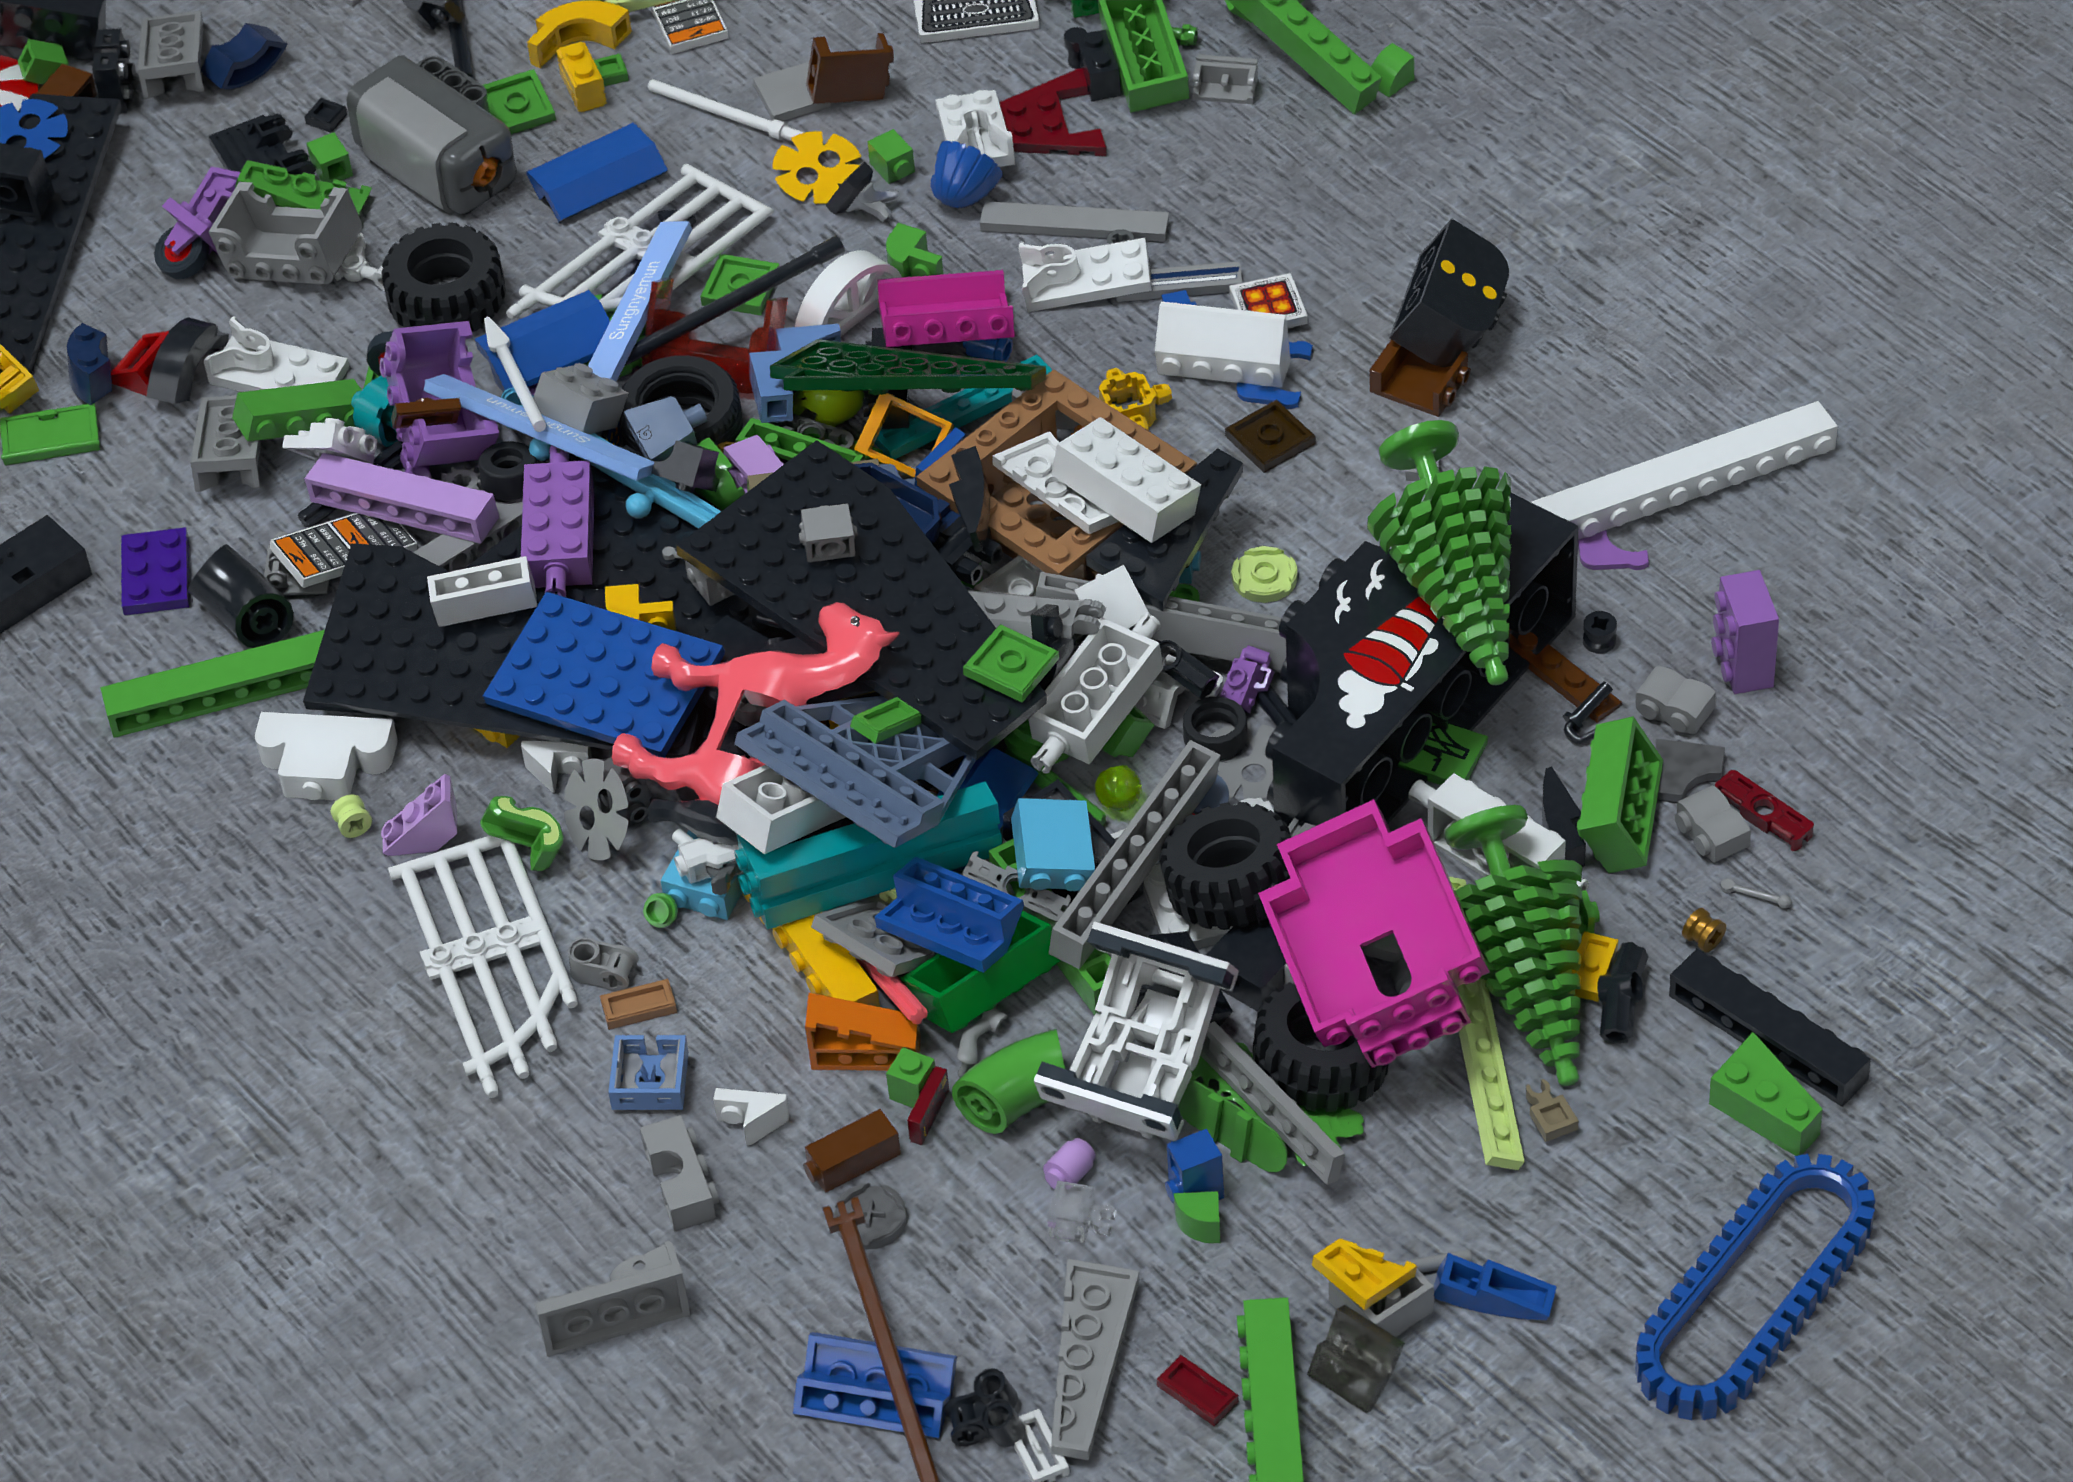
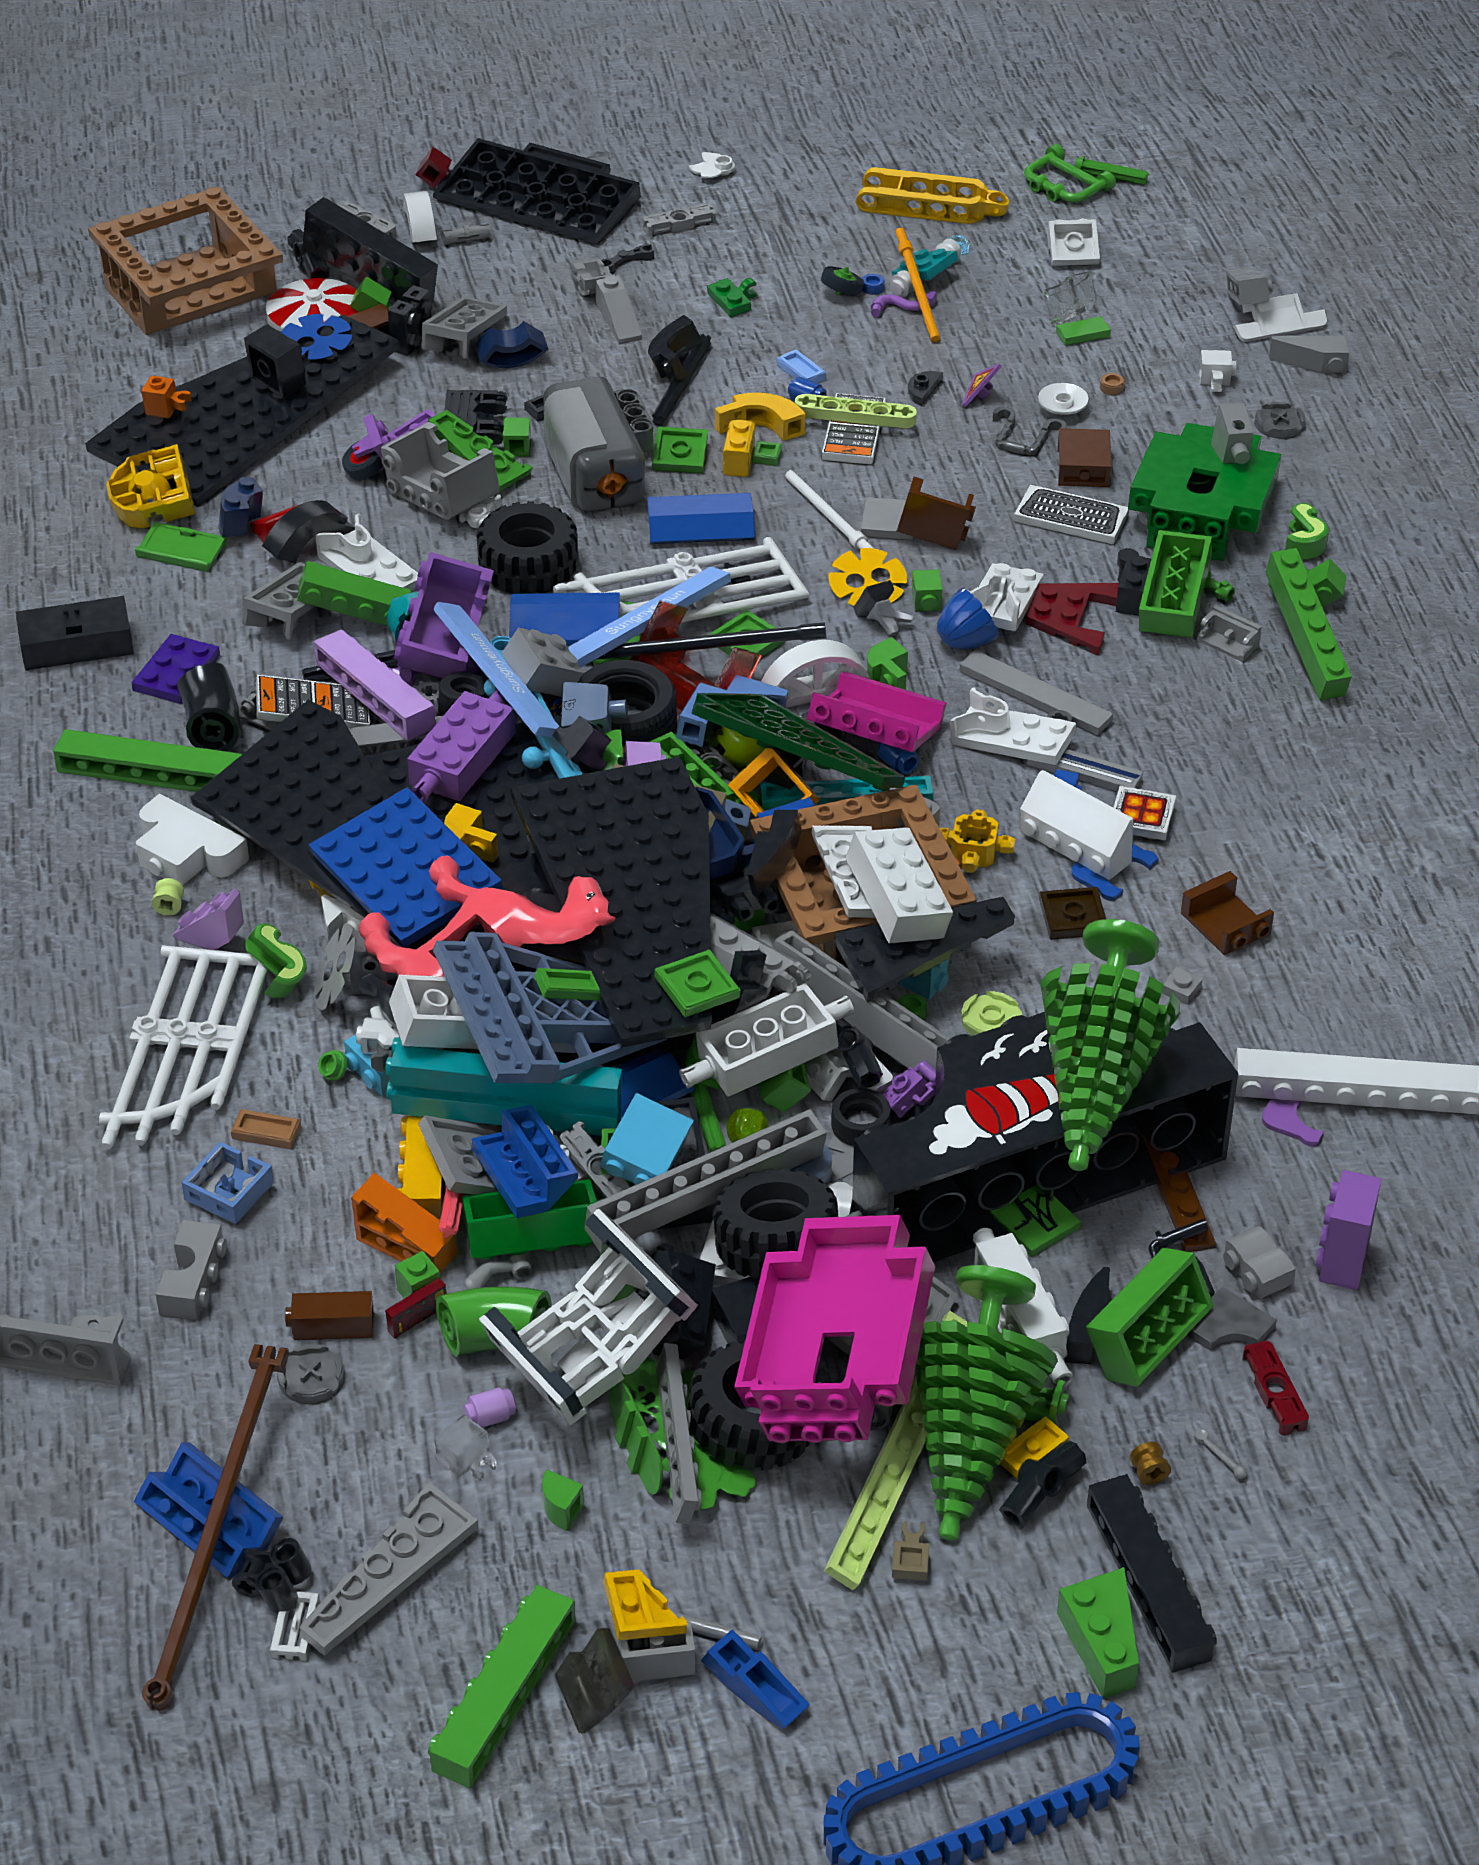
camera: 25 degrees right, 5 degrees down
(333, 439) = (353, 621): white plate -> none
(431, 411) = (422, 624): reddish brown plate -> none
(482, 591) = (360, 767): white brick -> none
(499, 343) = (521, 602): white piece -> none
(600, 963) = (259, 1084): light grey piece -> none
(757, 1110) = (281, 1250): white slope -> none
(827, 532) = (624, 823): light grey head -> none
(1118, 596) = (831, 975): white piece -> none
(1194, 1165) = (578, 1455): blue brick -> none
(1197, 1390) = (456, 1643): dark red tile -> none
(1395, 68) = (1370, 677): bright green brick -> none
(1451, 296) = (1287, 862): black brick -> none
(1599, 632) = (1234, 1179): black wheel -> none
(1712, 824) = (1219, 1378): light grey brick -> none

